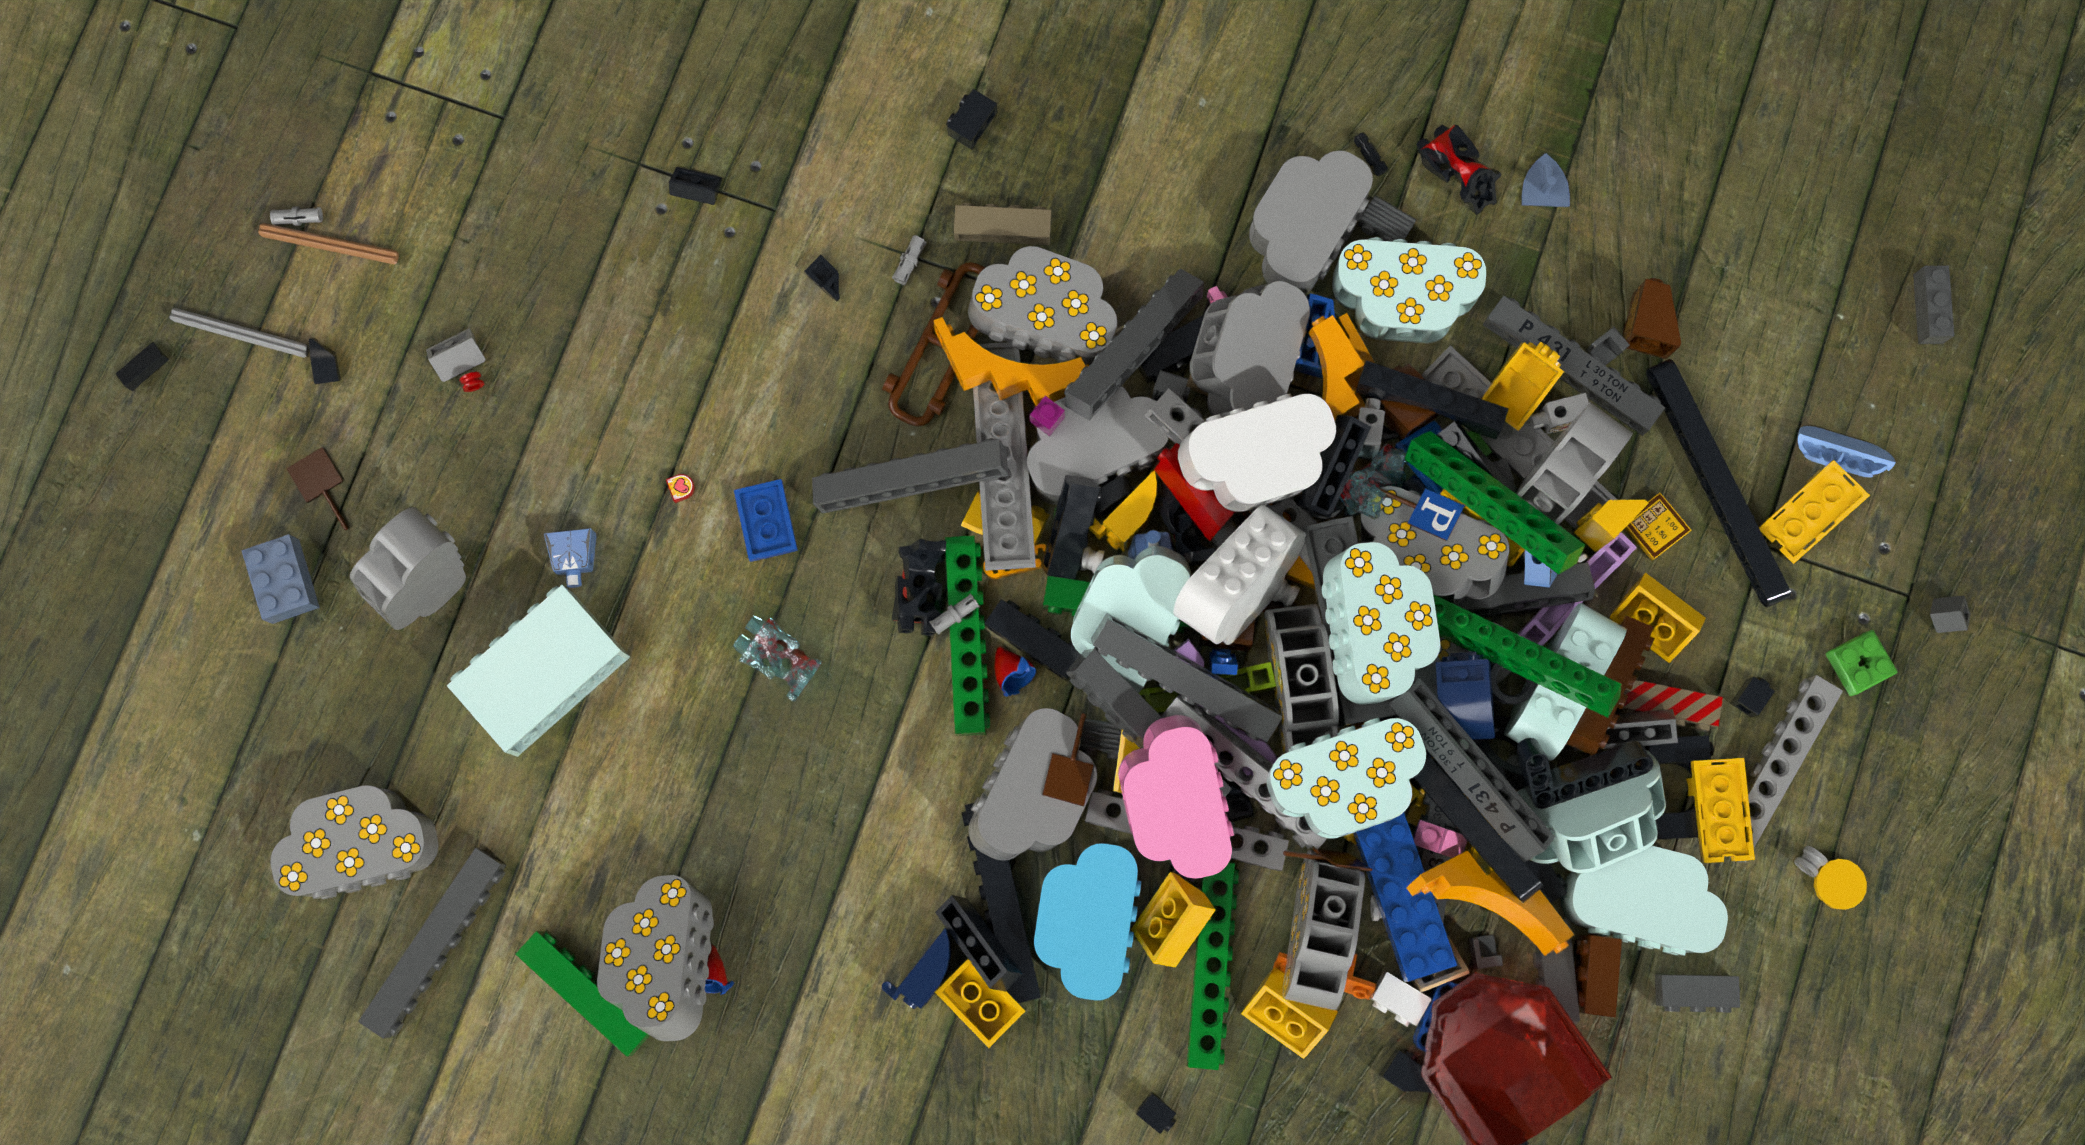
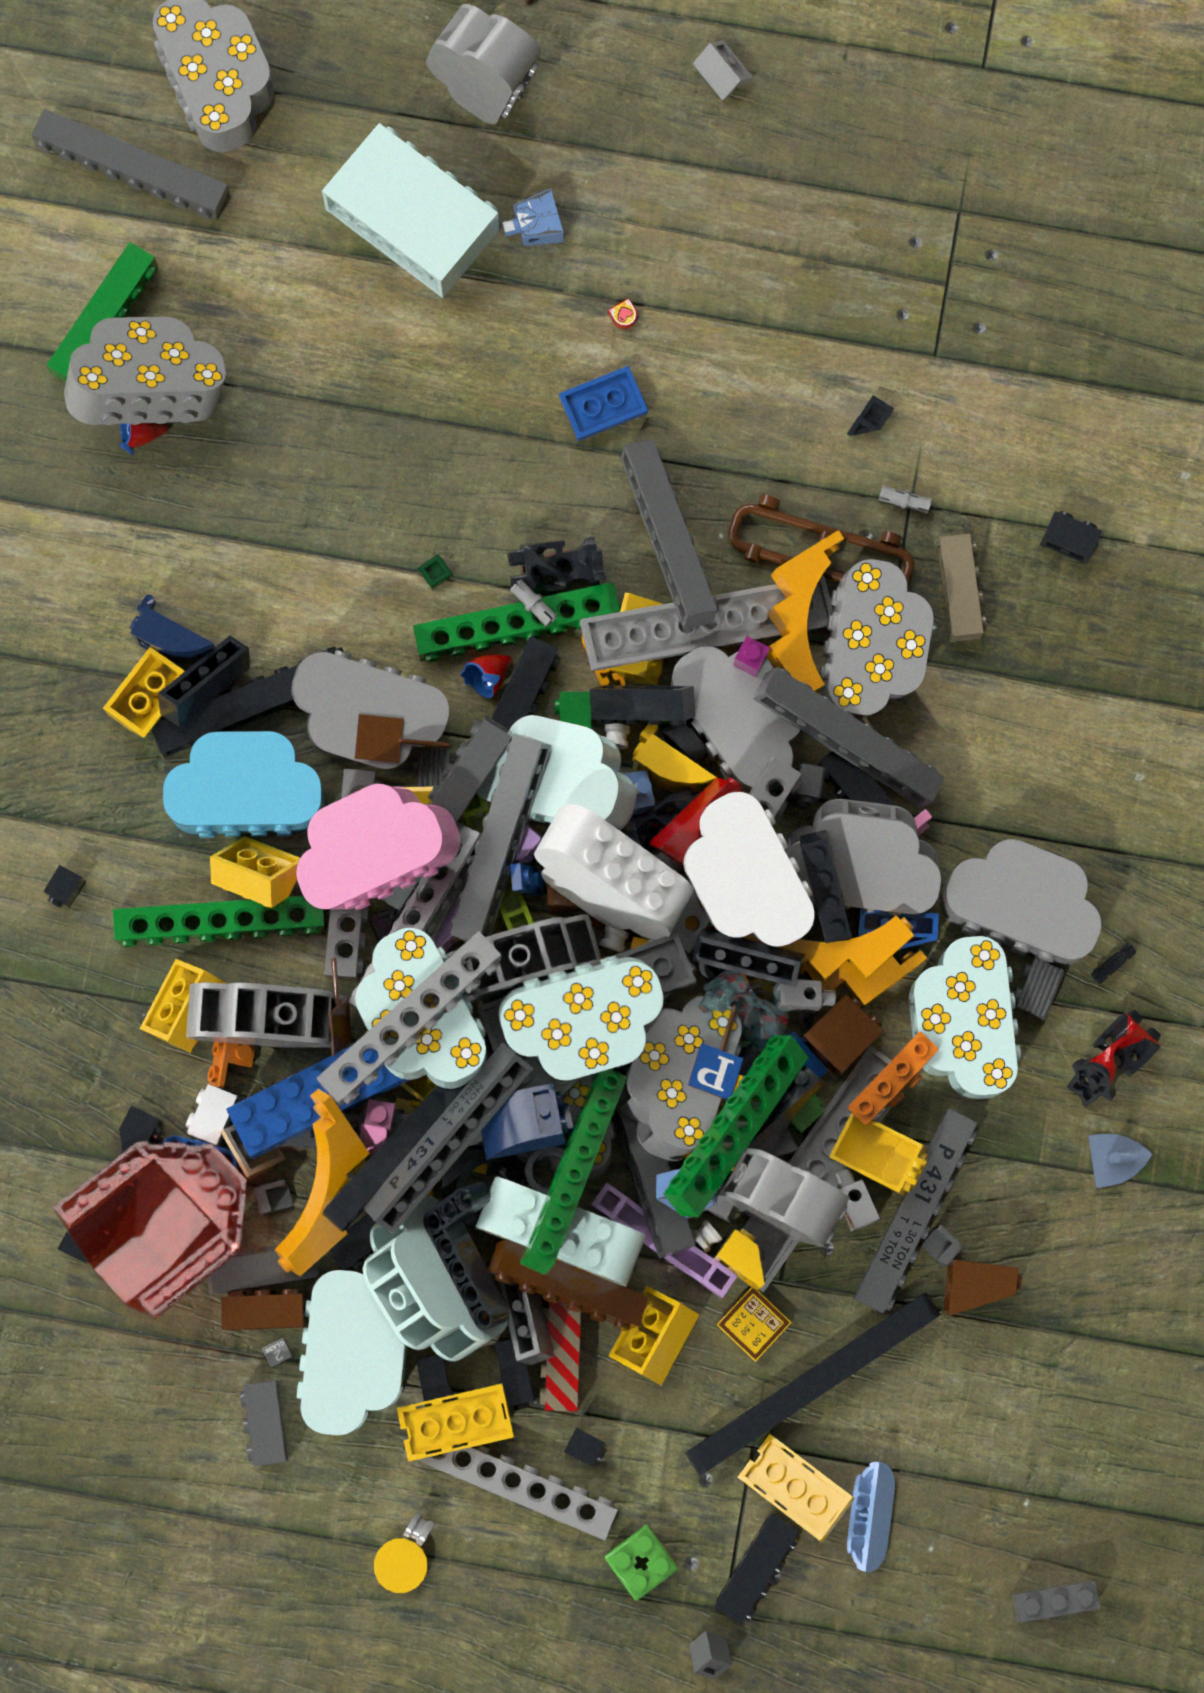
camera: 75 degrees right, 0 degrees up
(471, 381) = (696, 90): red bush -> none
(694, 185) = (946, 270): black slope -> none
(768, 646) = (474, 433): clear light blue hips -> none
(902, 706) = (435, 572): none -> dark green tile
(1275, 384) = (825, 886): none -> black brick
(1379, 822) = (475, 948): none -> light grey brick
(1391, 385) = (843, 1055): black arch -> none
(1458, 358) = (891, 1082): none -> orange bracket
(1629, 971) = (276, 1352): none -> light grey sticker
(1878, 560) = (755, 1569): none -> black brick

